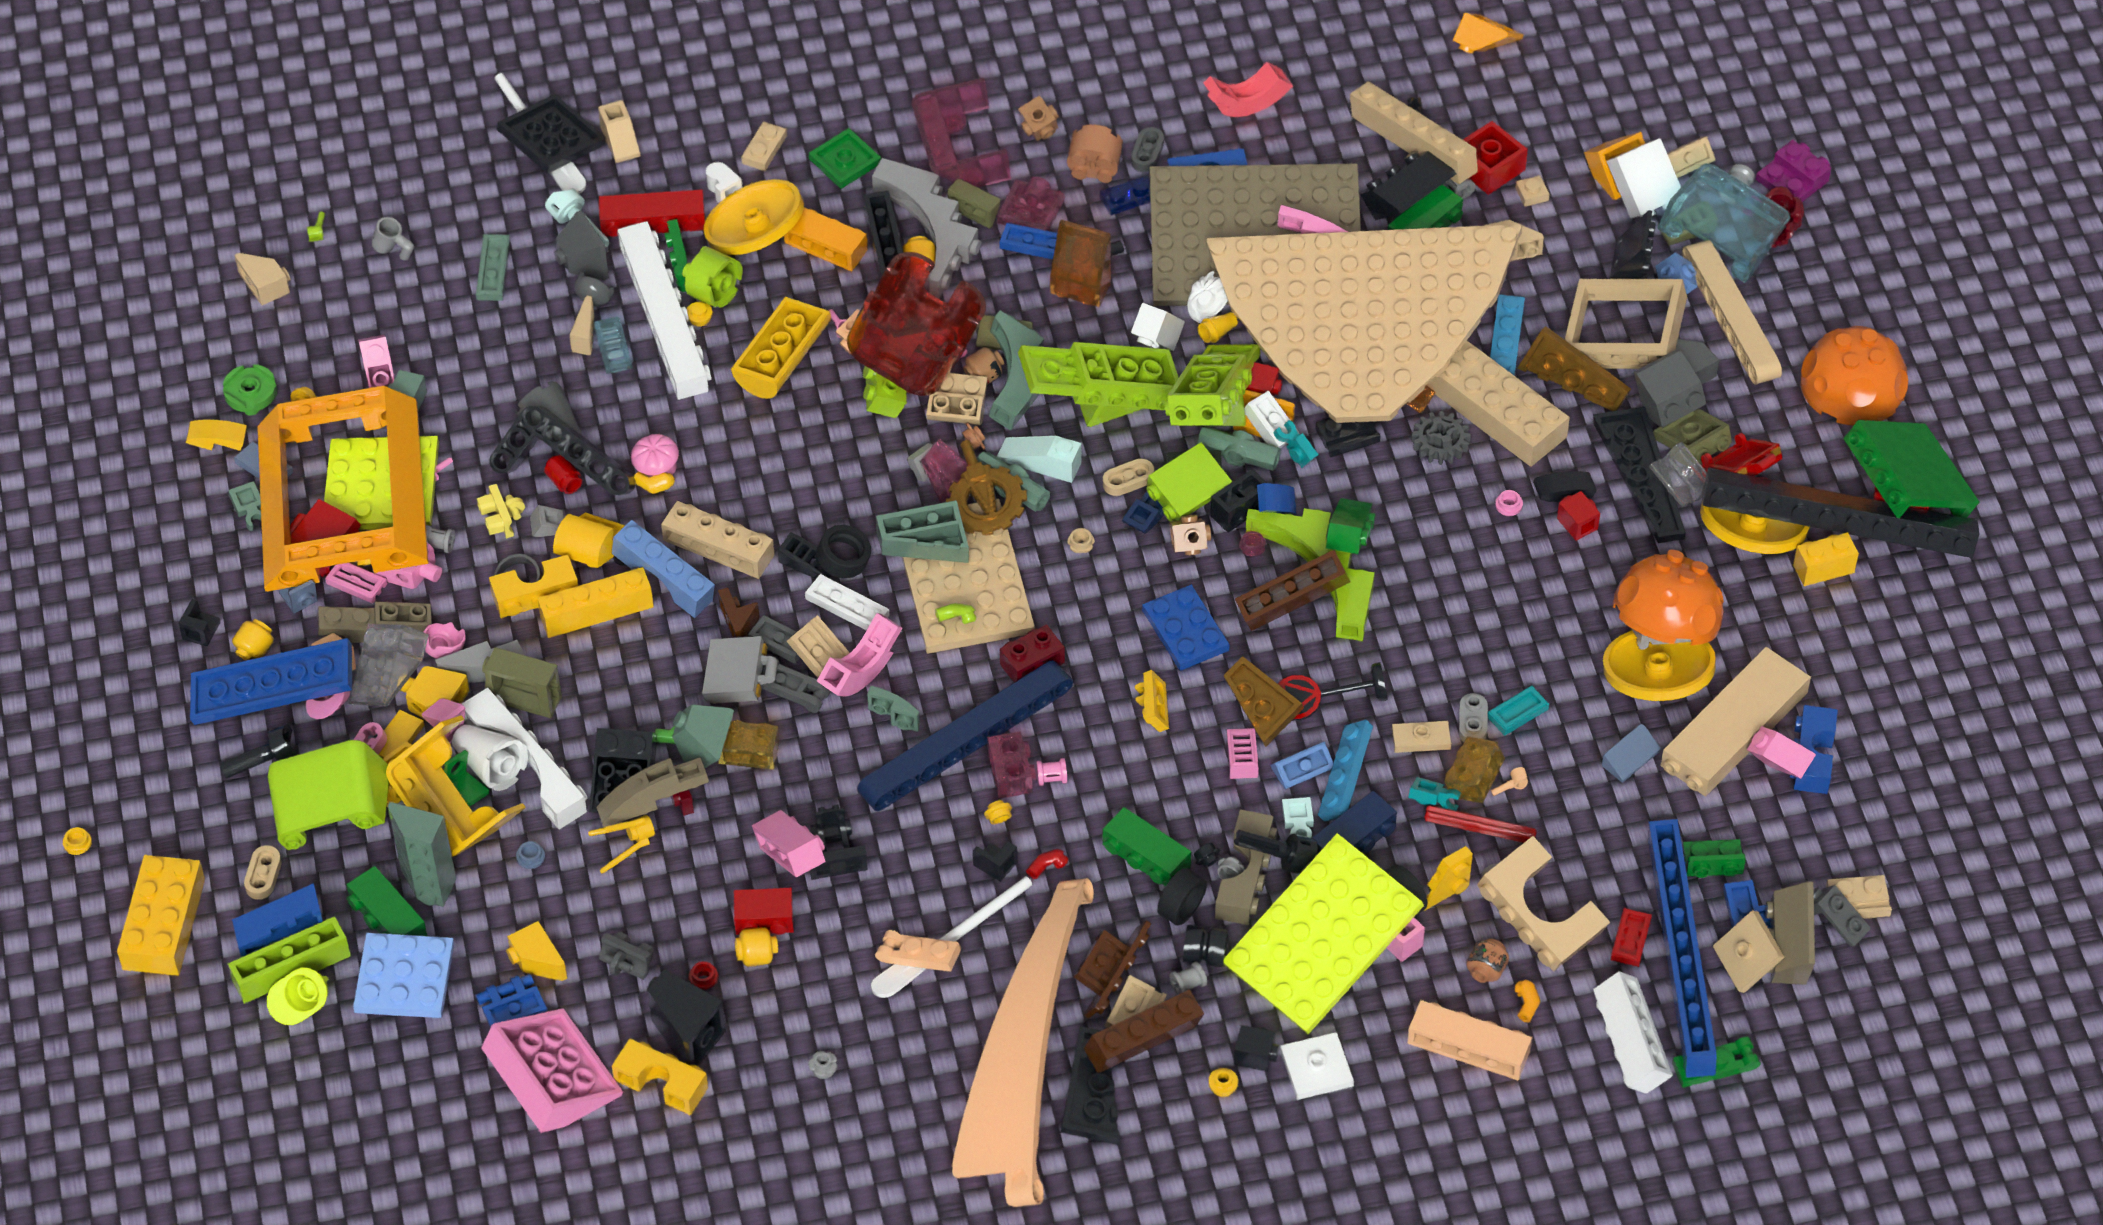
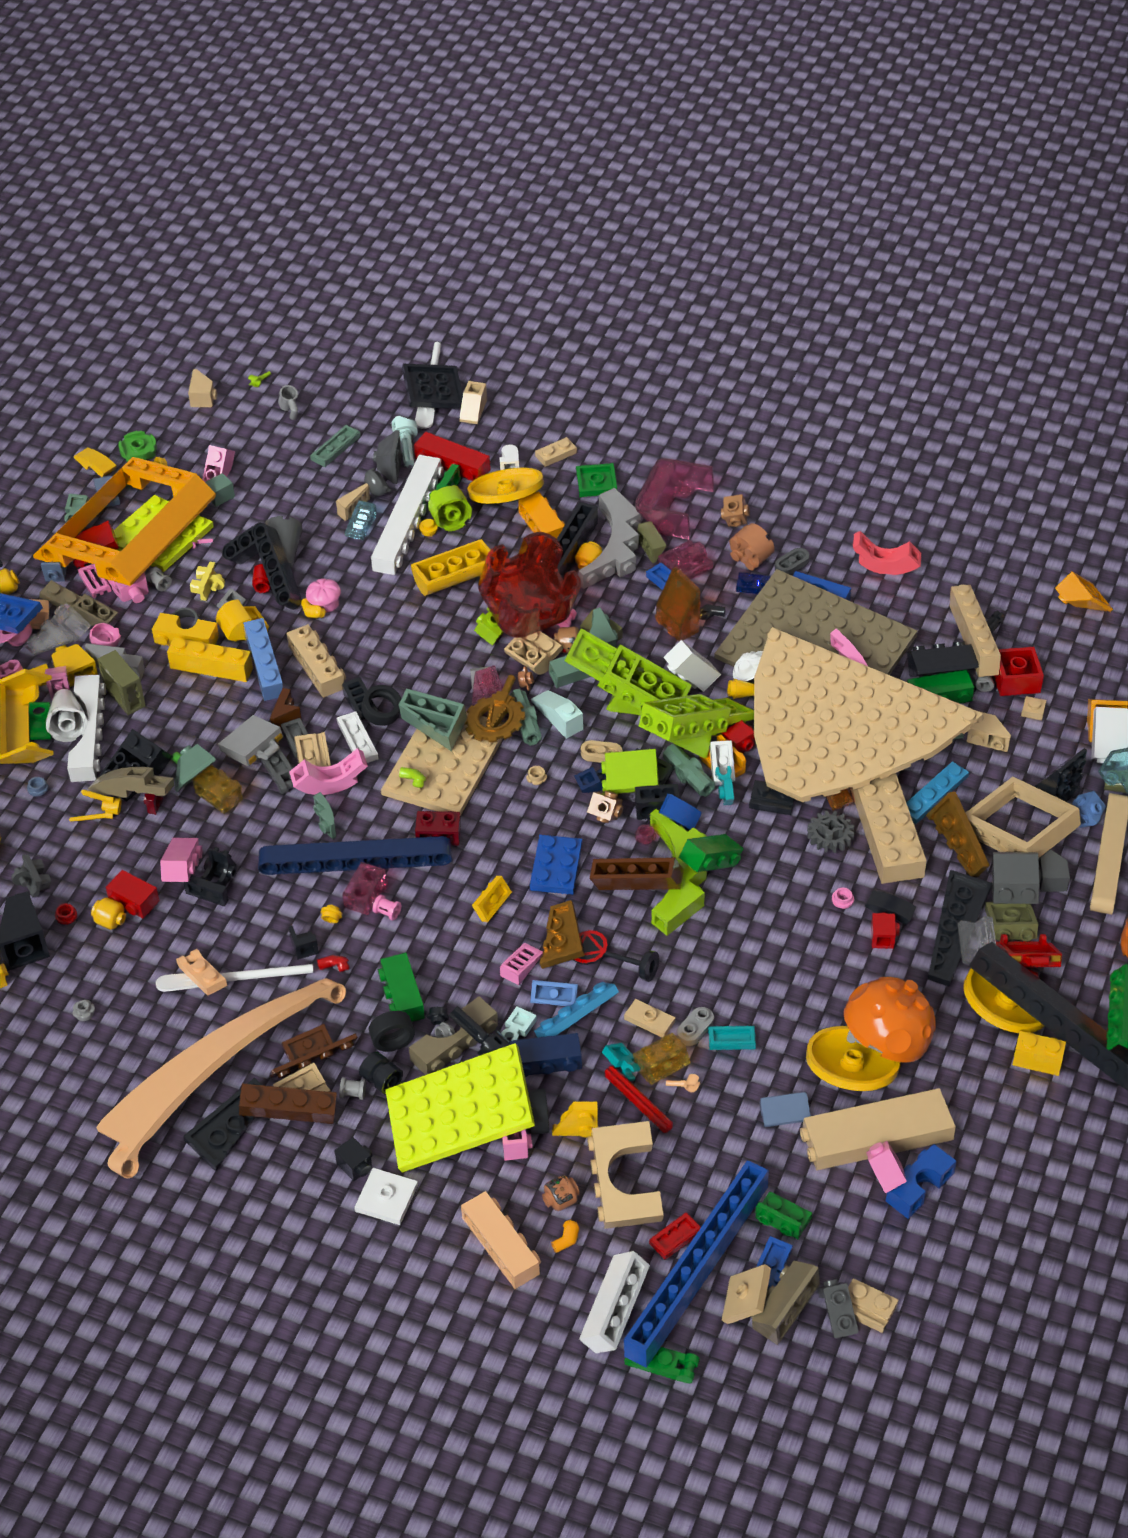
camera: 35 degrees right, 5 degrees down
(1223, 1089) = (315, 1175): yellow plate -> none

